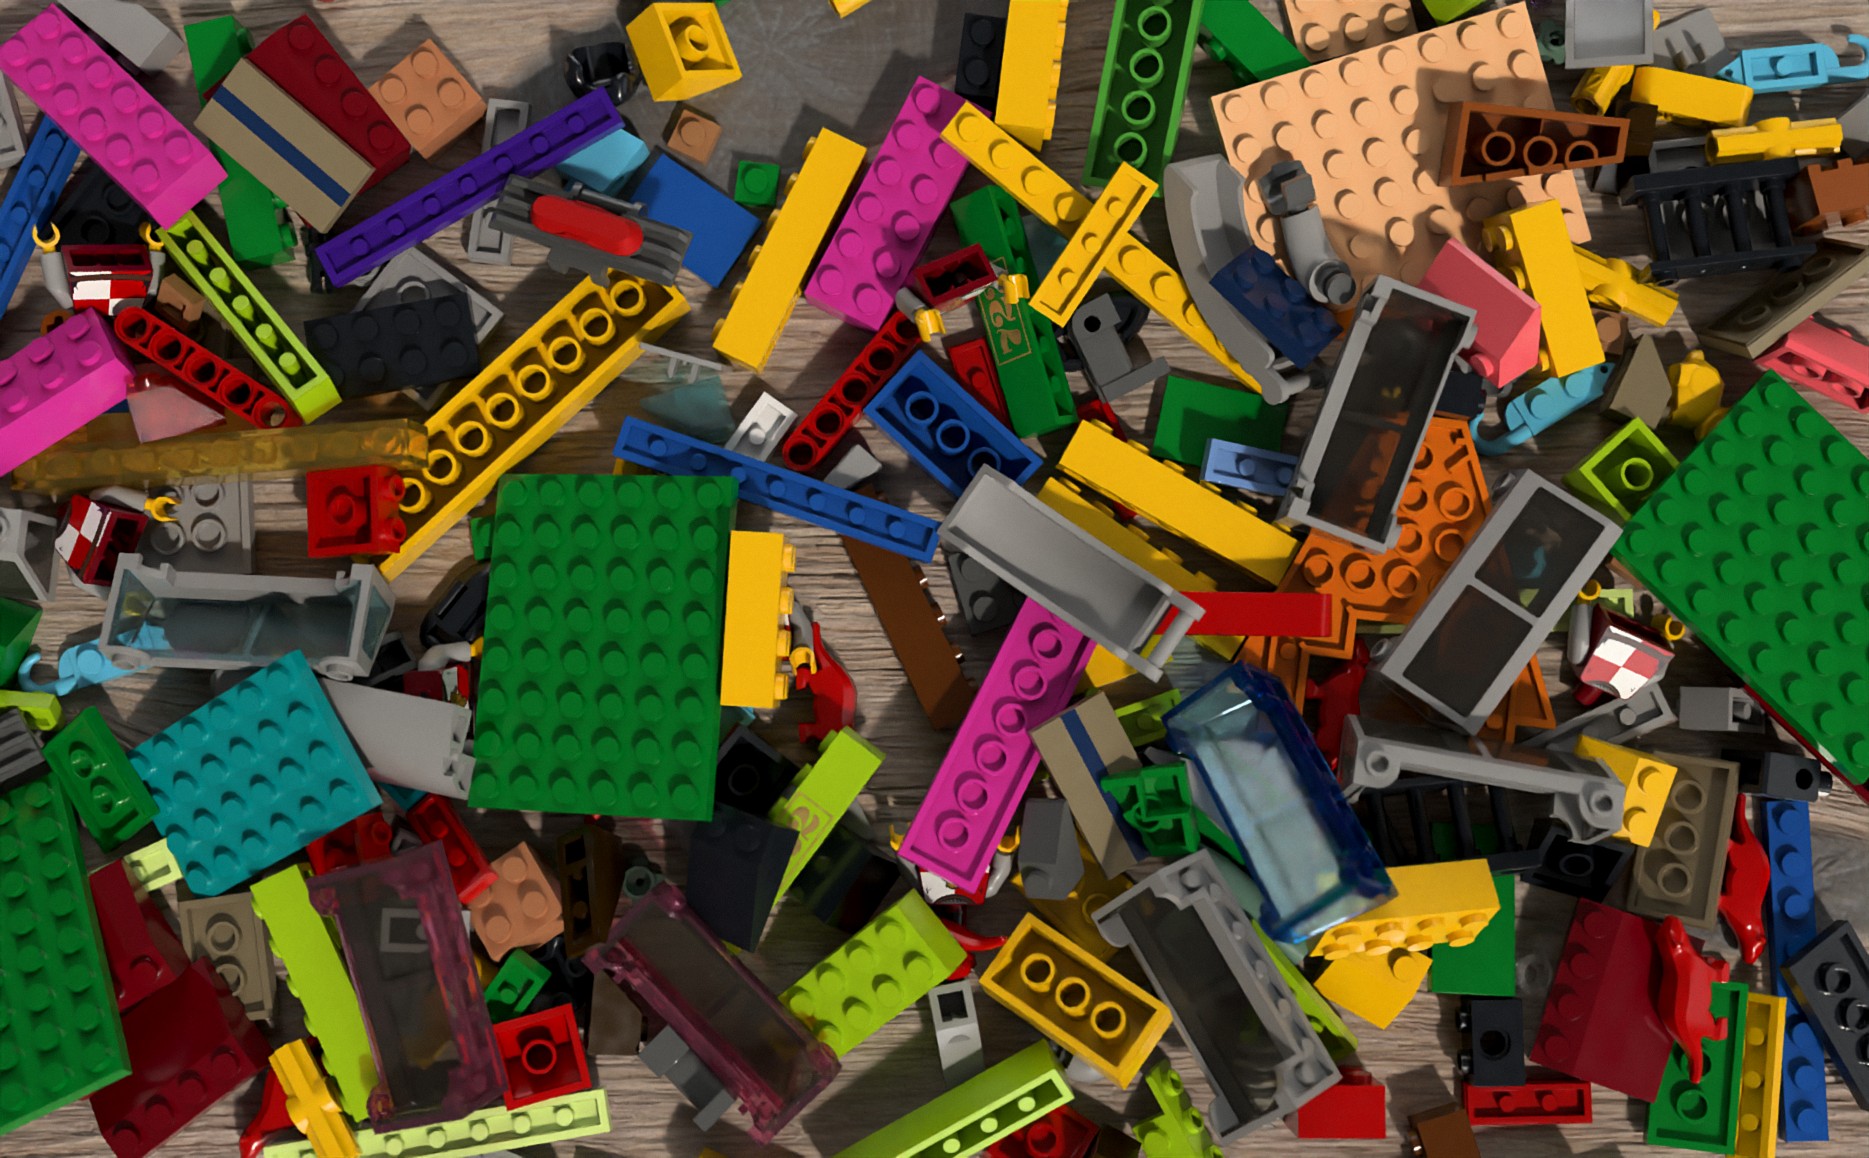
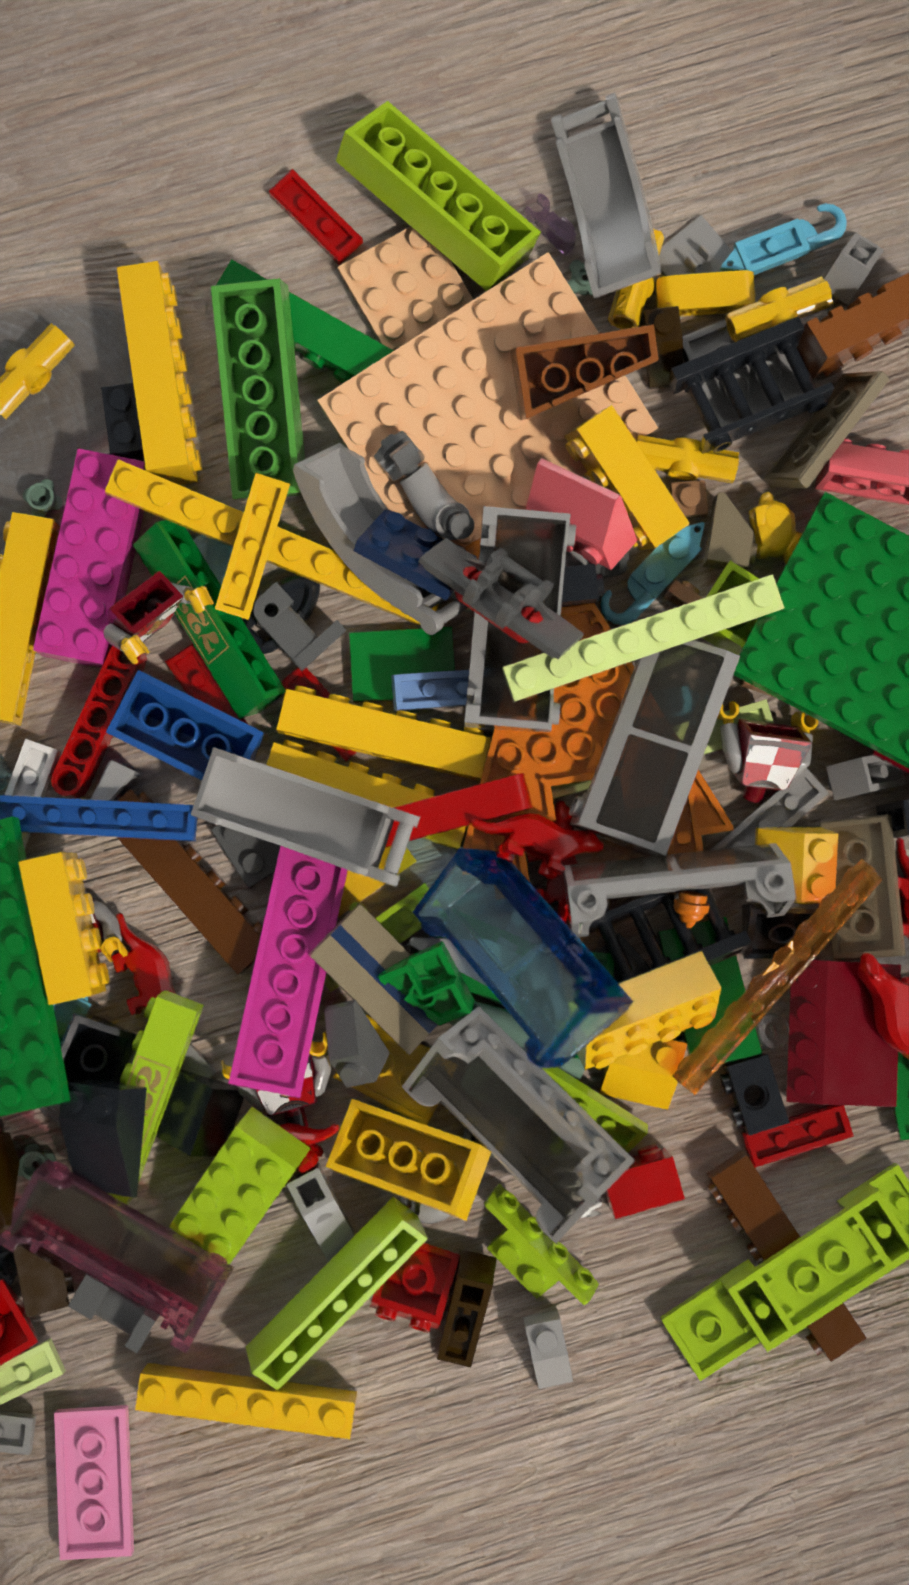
camera: 15 degrees left, 0 degrees up
(858, 110) = (35, 492): none -> sand green plate
(1330, 676) = (541, 840): none -> red animal
(1382, 412) = (517, 614): none -> dark grey piece
(1482, 804) = (691, 907): none -> orange plate
(1518, 478) = (644, 638): none -> yellowish green plate
(1568, 443) = (682, 593): none -> medium nougat plate
(1572, 906) = (777, 977): none -> clear orange plate

